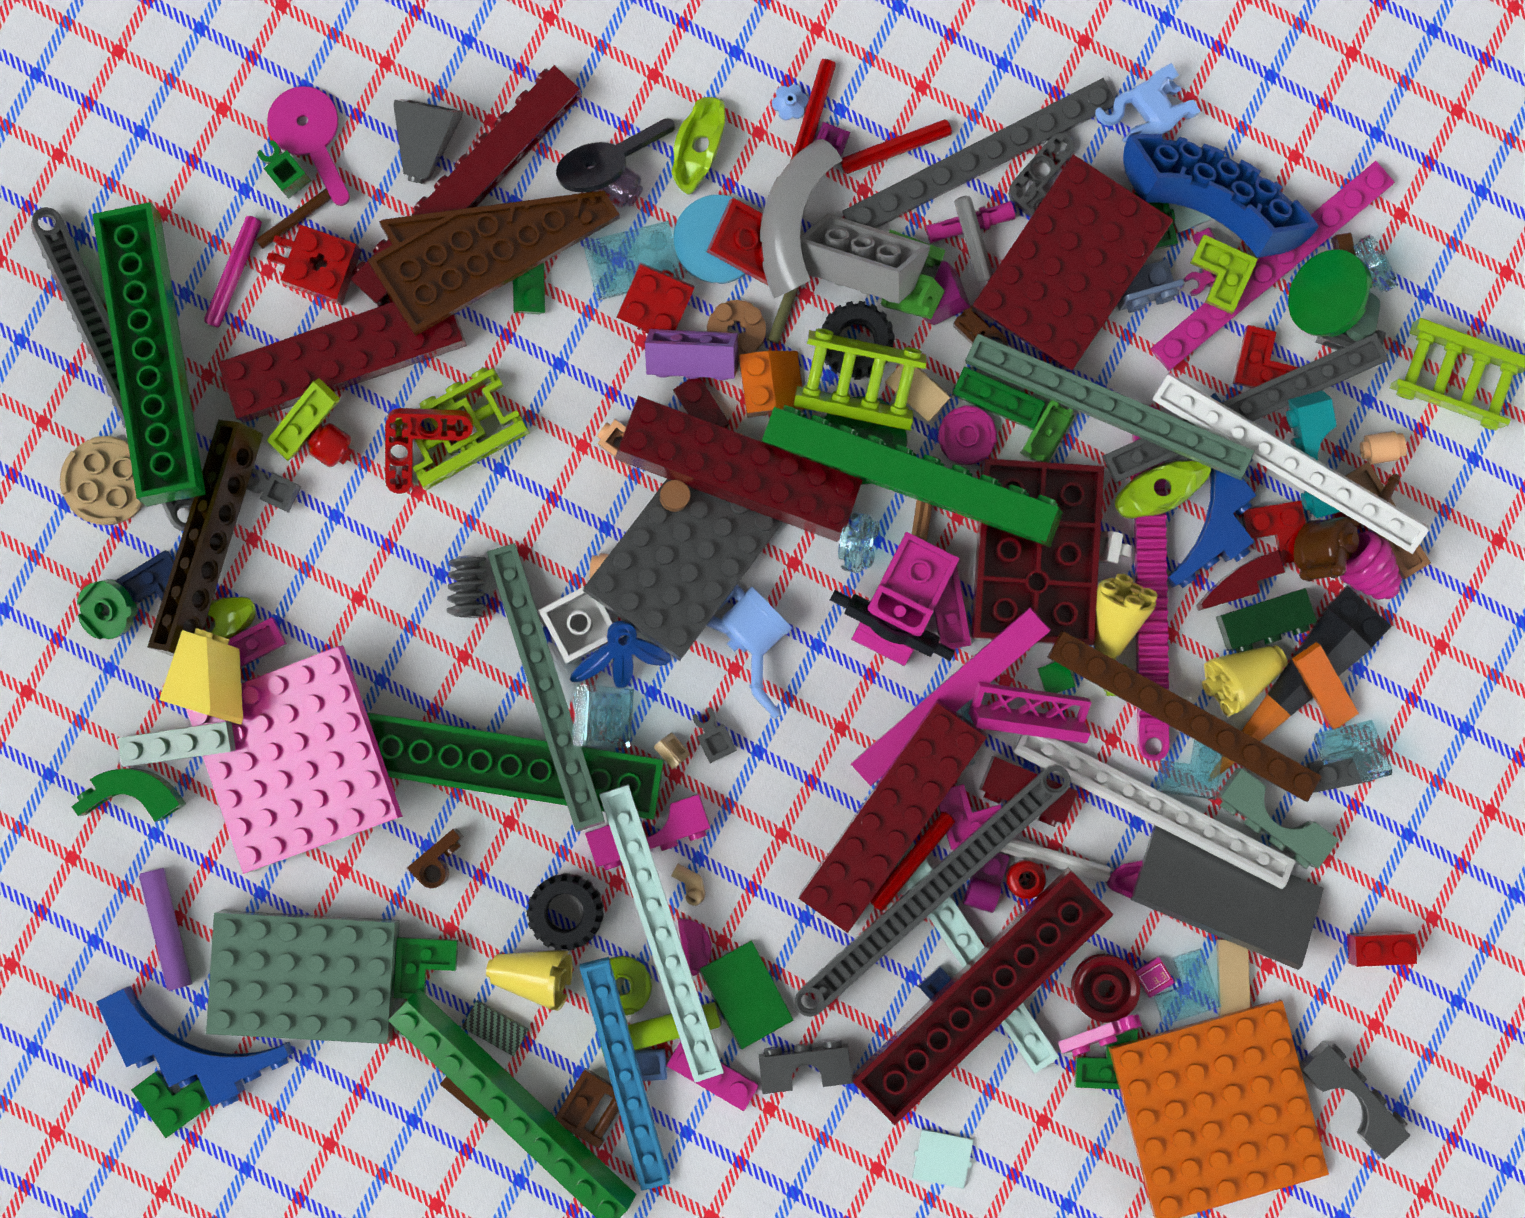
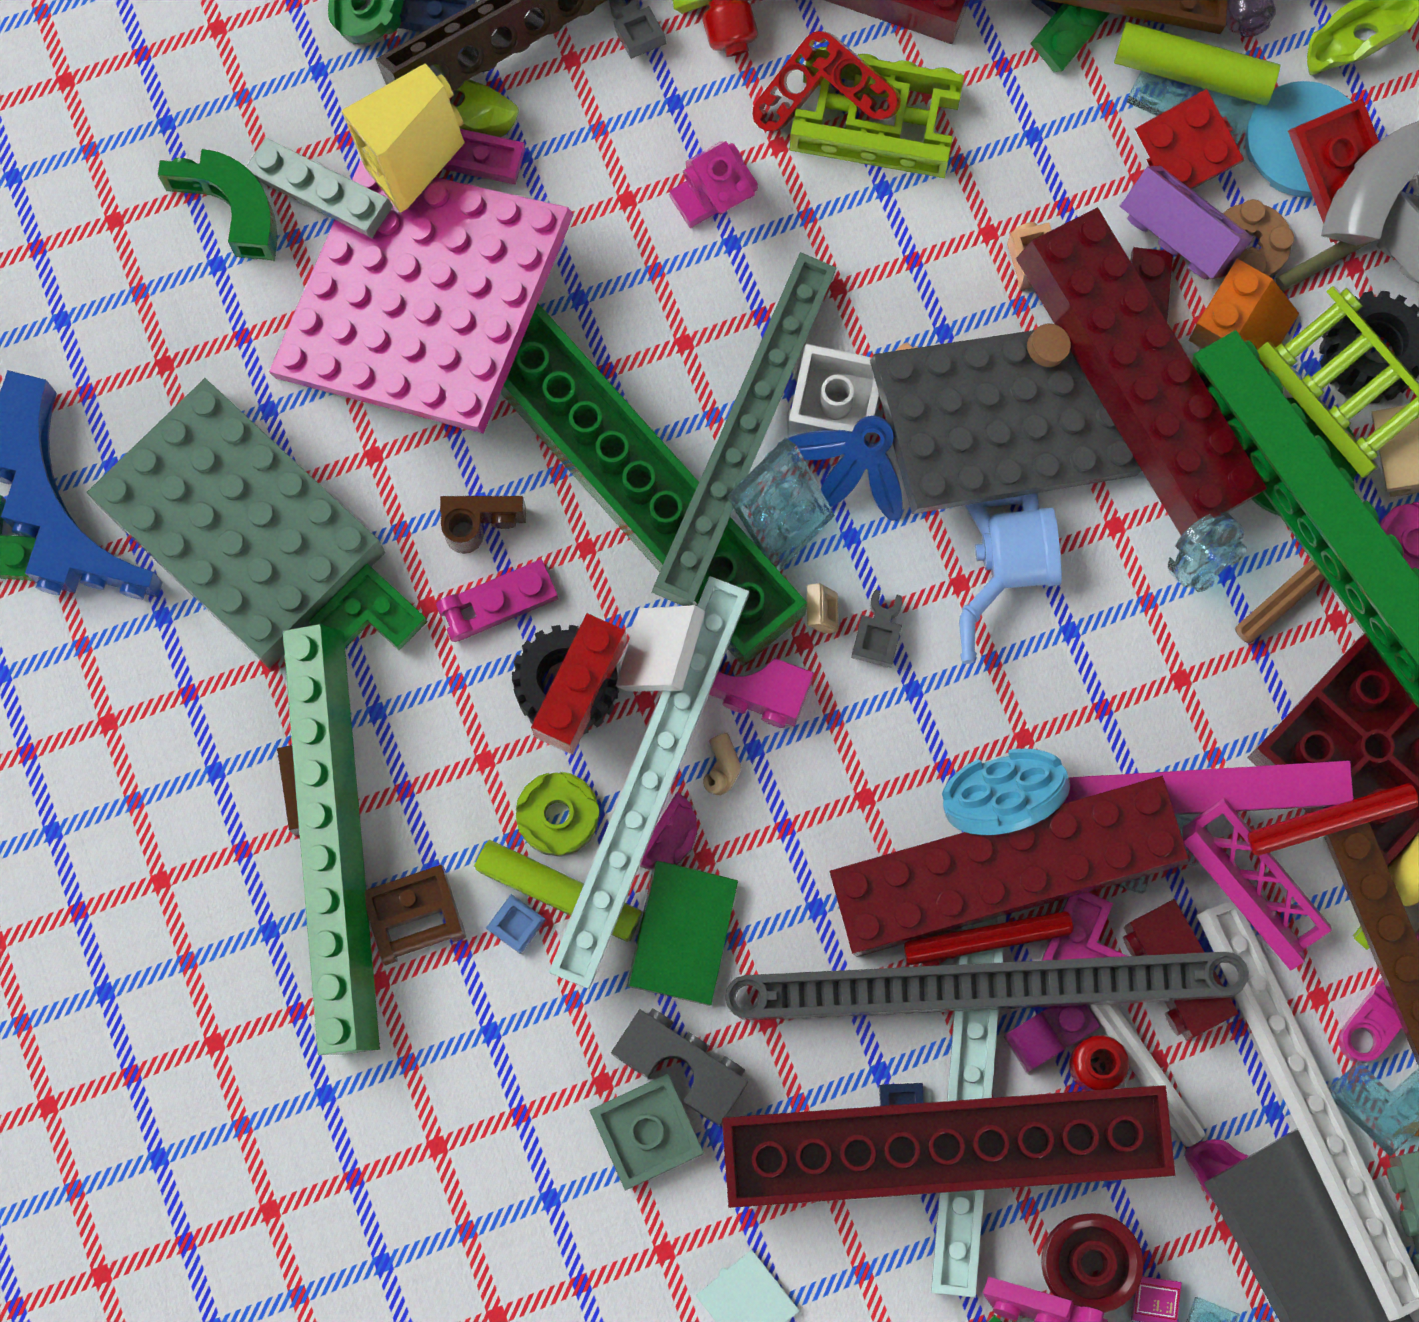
camera: 45 degrees right, 10 degrees down
(165, 929) = (141, 360): medium lavender brick -> none
(406, 552) = (717, 175): none -> dark pink tile
(466, 586) = (746, 268): dark grey piece -> none
(487, 894) = (498, 600): none -> dark pink plate
(495, 1028) = (385, 745): tile -> none
(533, 975) = (475, 720): light yellow cone -> none
(578, 915) = (577, 682): none -> red arch
(606, 856) = (660, 648): none -> white tile
(620, 248) = (1197, 63): none -> lime brick
(624, 1073) = (480, 903): dark azure tile -> none
(729, 1086) = (575, 1005): dark pink plate -> none
(816, 1116) = (646, 1132): none -> sand green plate
(858, 775) = (1006, 792): none -> medium azure tile
(903, 603) = (1204, 652): dark pink piece -> none
(951, 615) = (1252, 699): dark pink plate -> none
(1046, 648) = (1333, 819): none -> red axle
(1055, 678) = (1312, 874): green tile -> none

